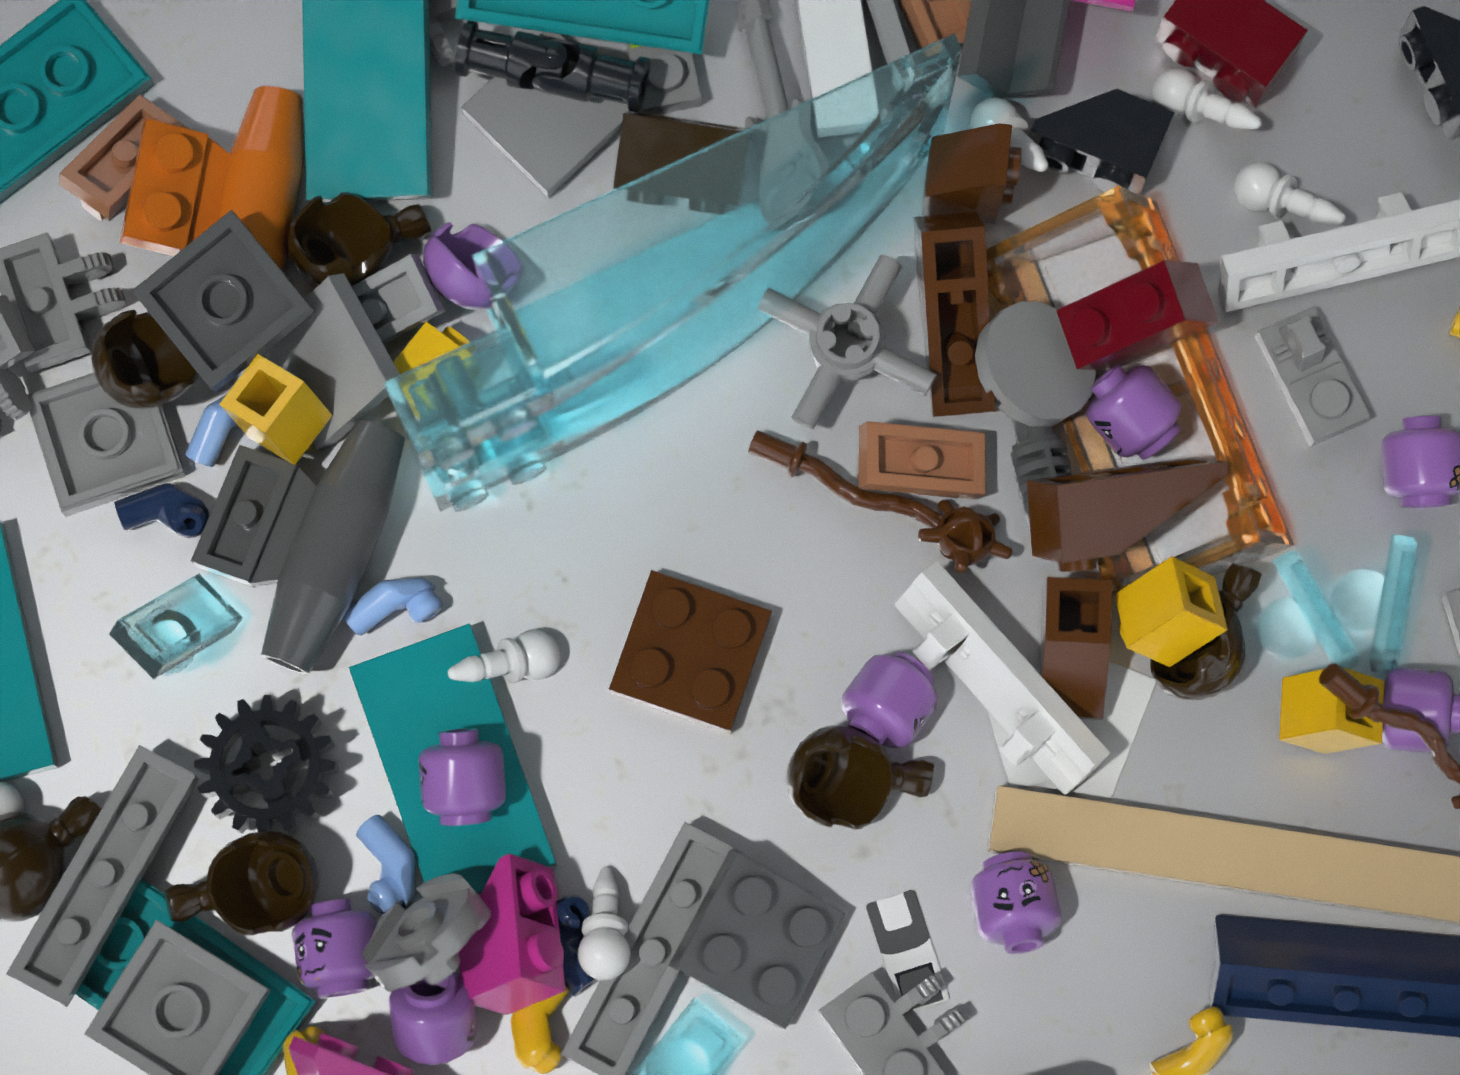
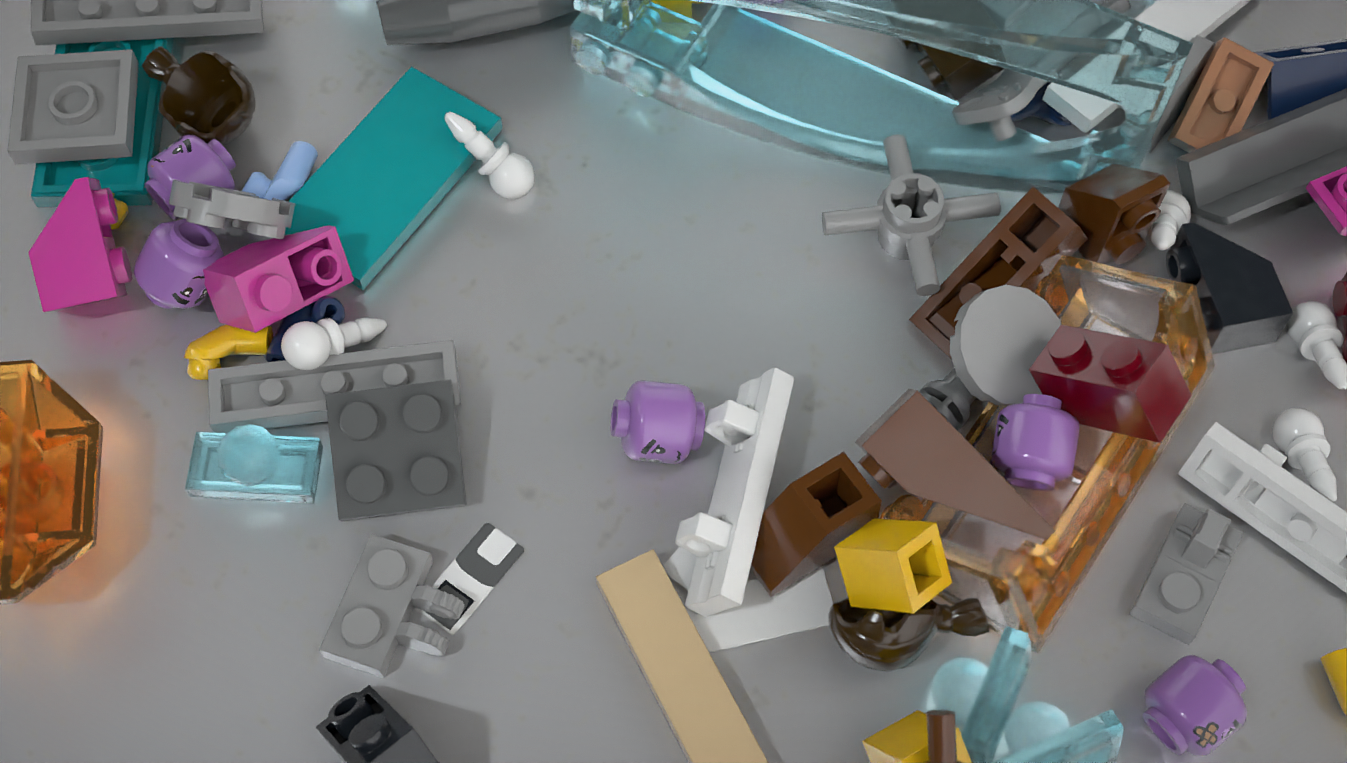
camera: 55 degrees right, 15 degrees down
(238, 775) = (300, 59): black gear -> none
(391, 596) = (494, 73): light blue arm -> none
(462, 778) = (374, 167): medium lavender head -> none
(690, 652) = (593, 273): reddish brown plate -> none
(849, 776) = (571, 428): dark brown hair -> none
(921, 460) = (865, 322): nougat hinge -> none
(958, 532) = (829, 390): reddish brown piece -> none
(1015, 901) = (564, 621): medium lavender head -> none

